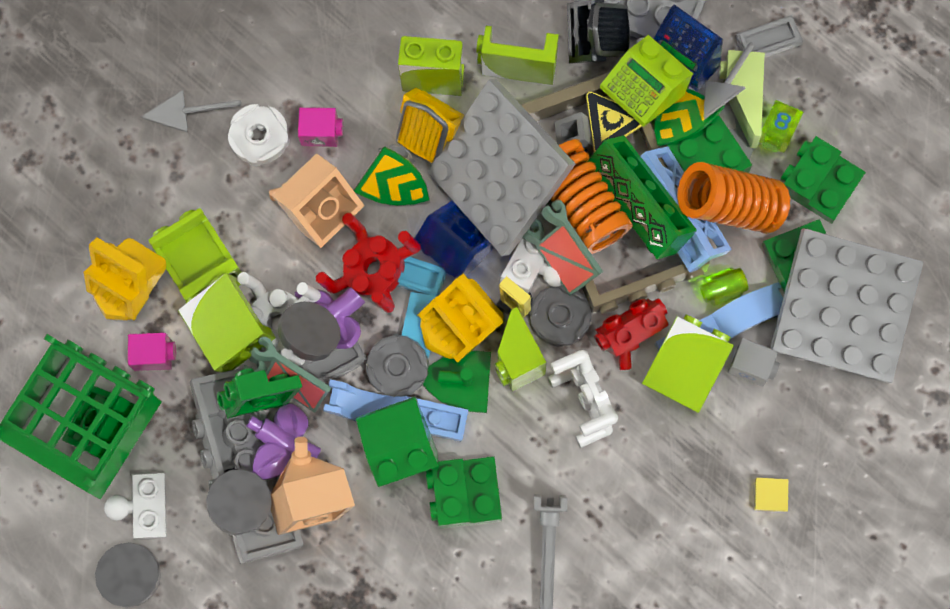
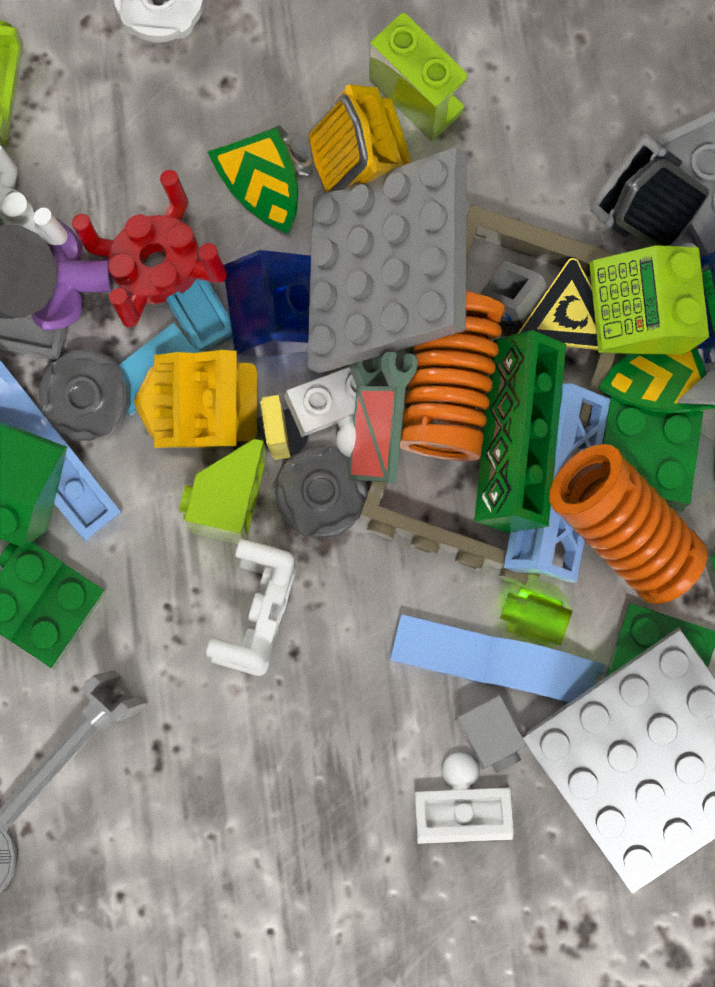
camera: 35 degrees right, 5 degrees up
(317, 200) = (152, 127): light nougat piece -> none
(319, 127) = (233, 44): dark pink brick -> none
(461, 383) = (142, 477): green shield -> none
(517, 61) = (523, 155): lime panel -> none
(625, 331) = (385, 575): red brick -> none
(688, 362) = (413, 670): lime panel -> none
(771, 495) = (379, 901): light yellow tile -> none
(772, 414) = (463, 812): none -> white plate

